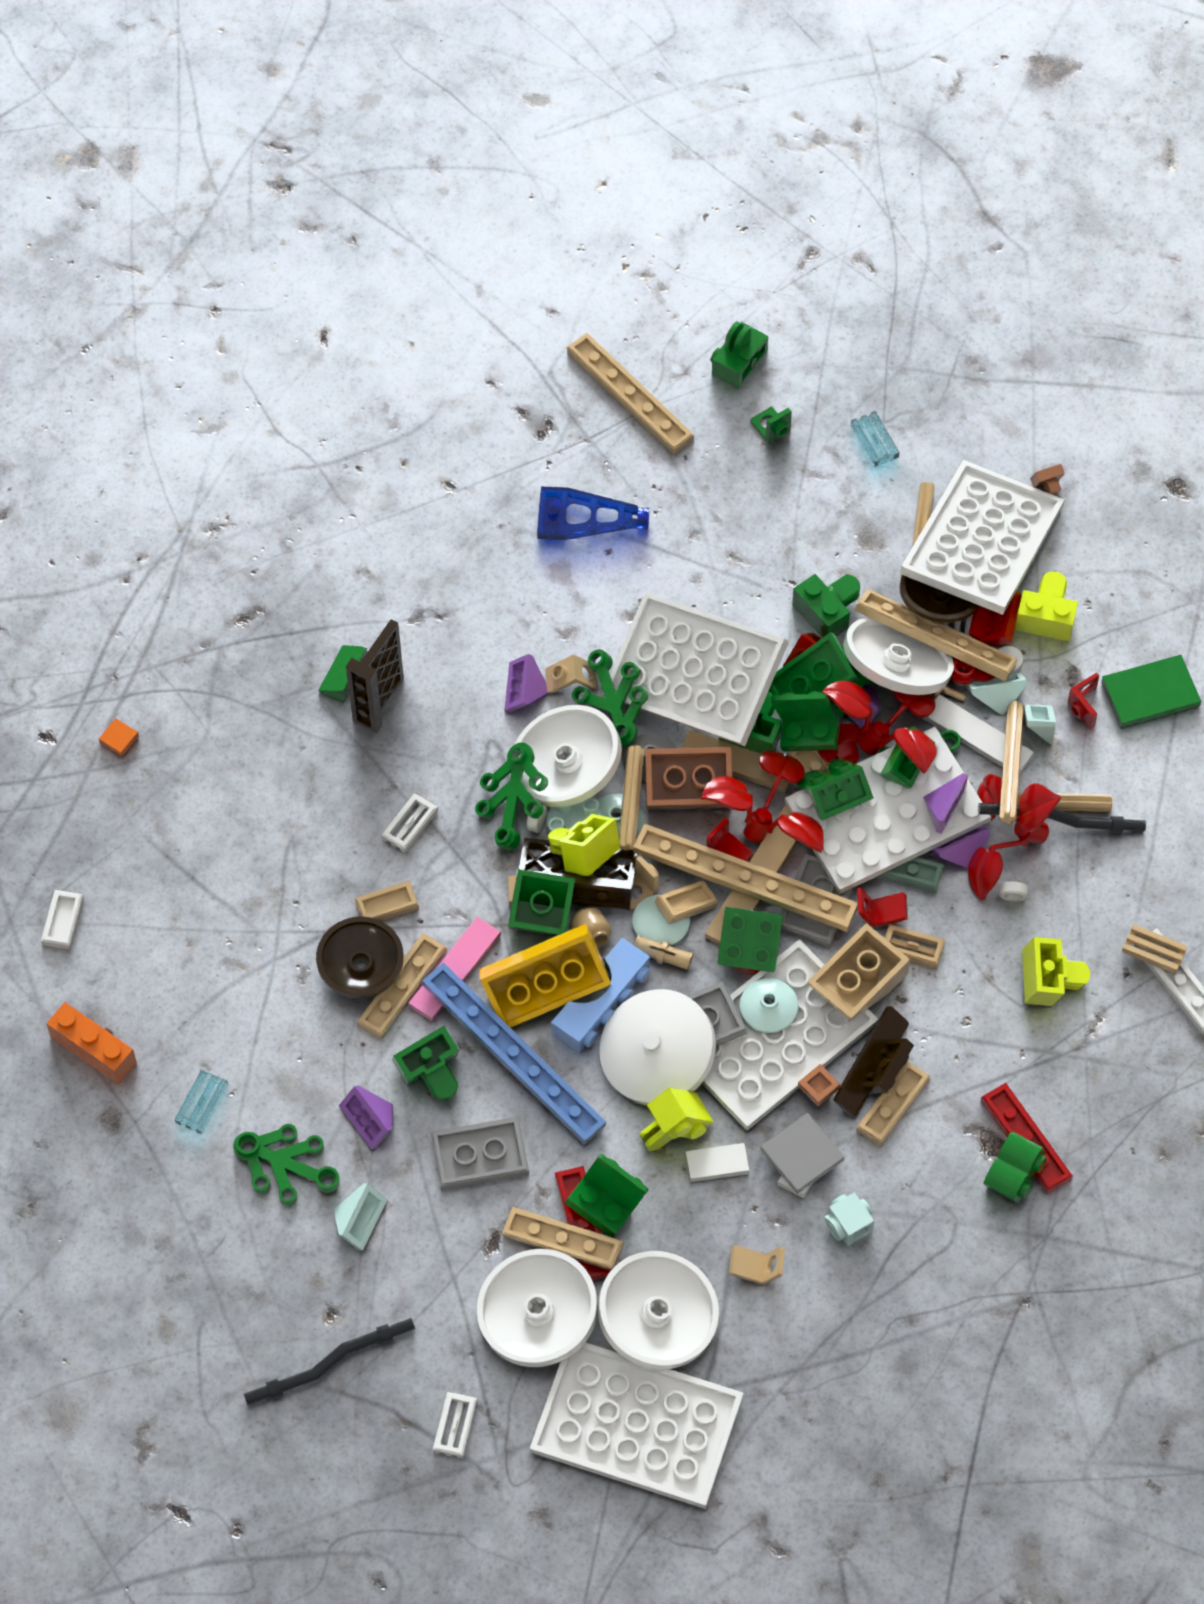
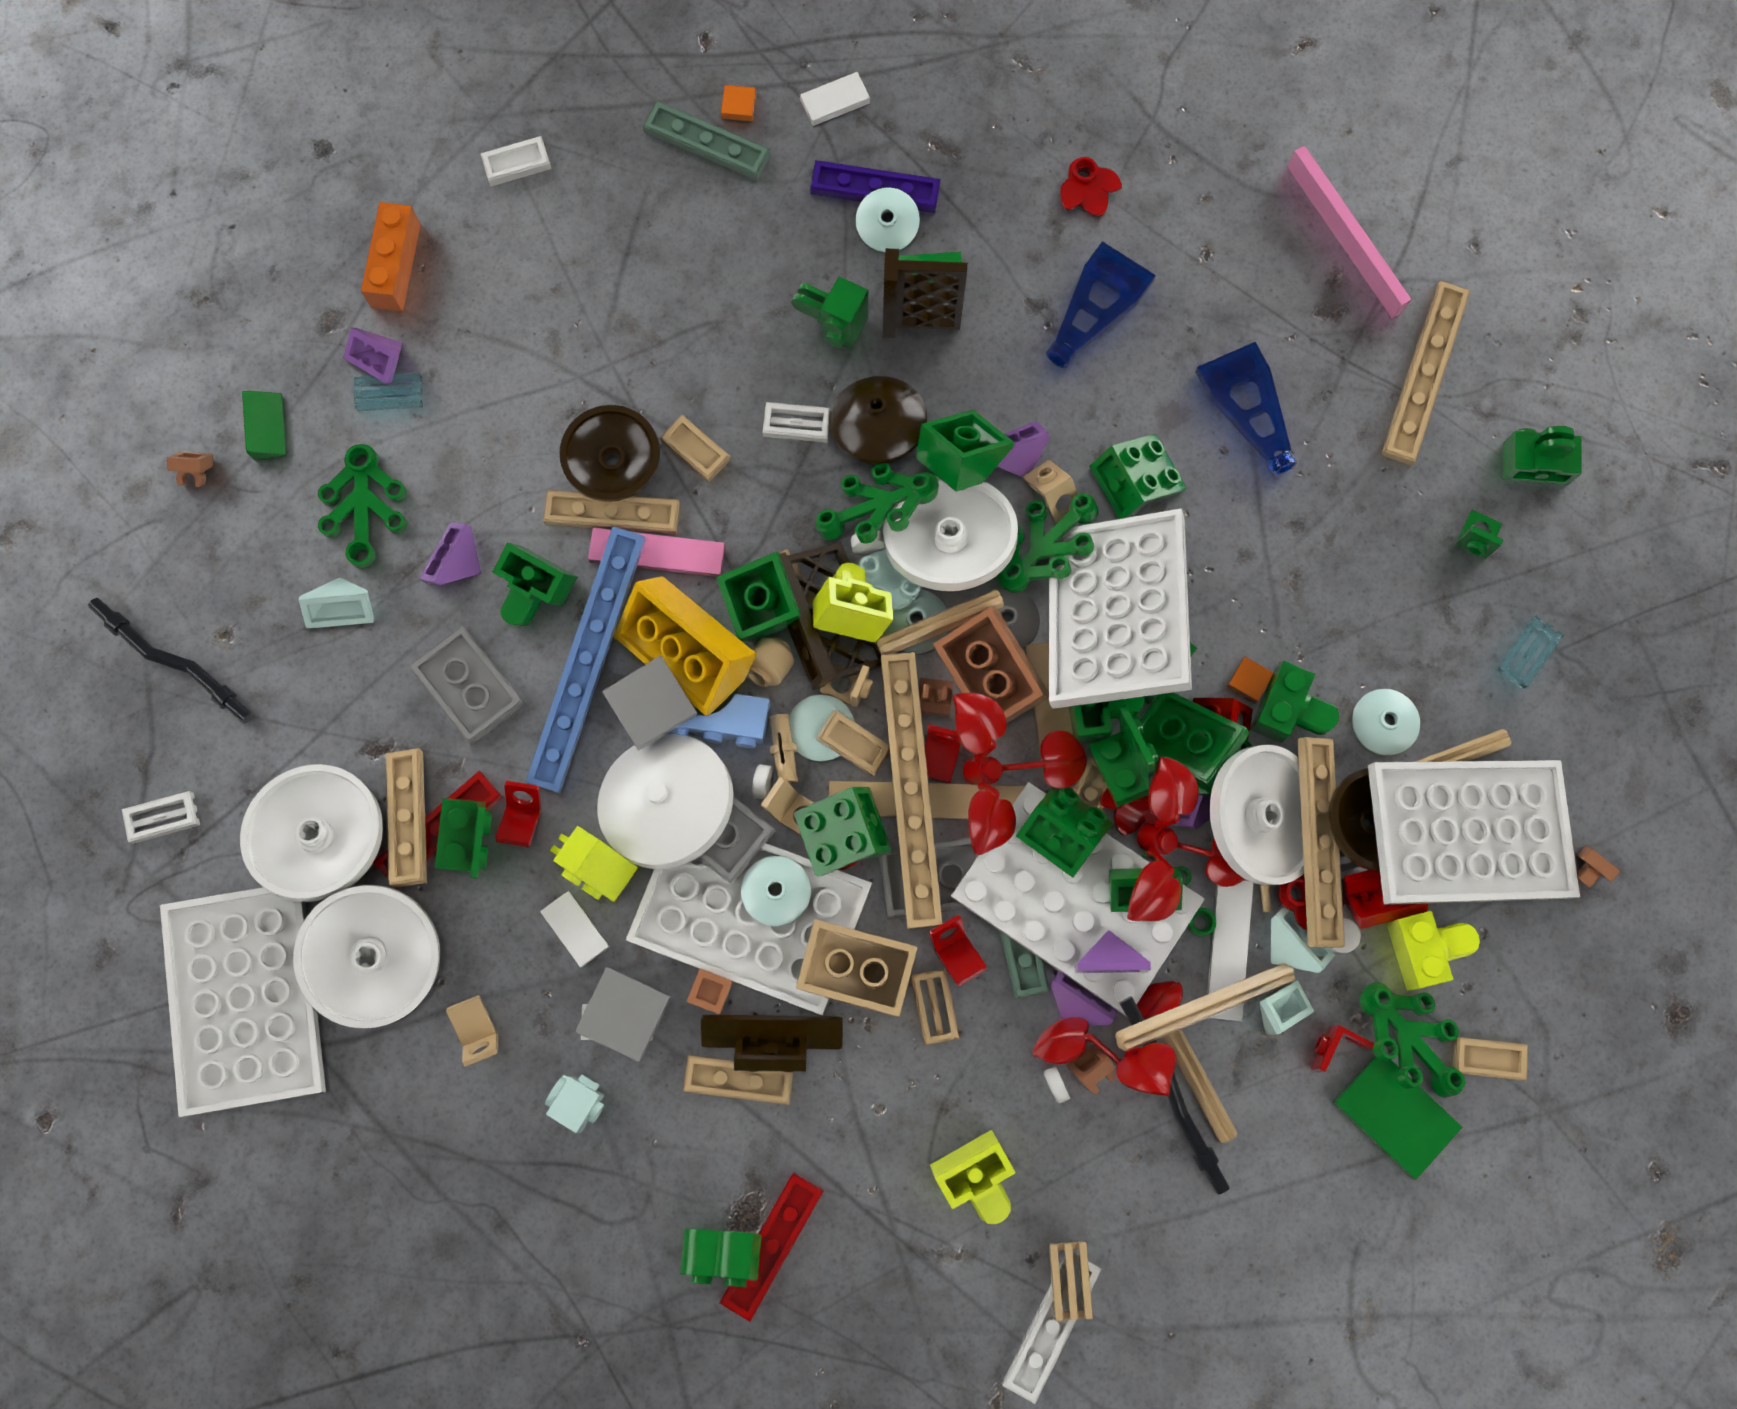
camera: 60 degrees right, 15 degrees up
(135, 775) = (706, 140): none -> sand green tile
(160, 669) = (835, 98): none -> white tile
(167, 1094) = (373, 354): none -> medium lavender slope
(172, 1205) = (264, 424): none -> green slope
(172, 1272) = (191, 463): none -> nougat tile
(251, 677) = (857, 182): none -> dark purple tile
(281, 692) = (891, 234): none -> light aqua dish
(346, 744) = (840, 312): none -> green brick
(350, 533) = (1088, 191): none -> red plate
(435, 546) = (1118, 274): none -> clear blue plate
(452, 774) = (881, 433): none -> dark brown dish
(493, 384) = (1348, 232): none -> bright pink tile
(507, 715) = (962, 449): none -> green slope
(578, 1017) = (649, 703): none -> light grey tile
(595, 616) = (1136, 474): none -> green bracket
(624, 1159) = (520, 816): none -> red bracket
(680, 977) = (762, 781): none -> white tile
(685, 828) = (935, 696): none -> nougat tile
(705, 969) = (784, 802): none -> tan bracket
(791, 622) = (1250, 679): none -> orange tile
(872, 564) = (1375, 733): none -> light aqua dish
(1015, 863) = (1091, 1068): none -> nougat tile
(1071, 656) = (1444, 1080): none -> green plant
(1144, 614) = (1490, 1058): none -> tan tile

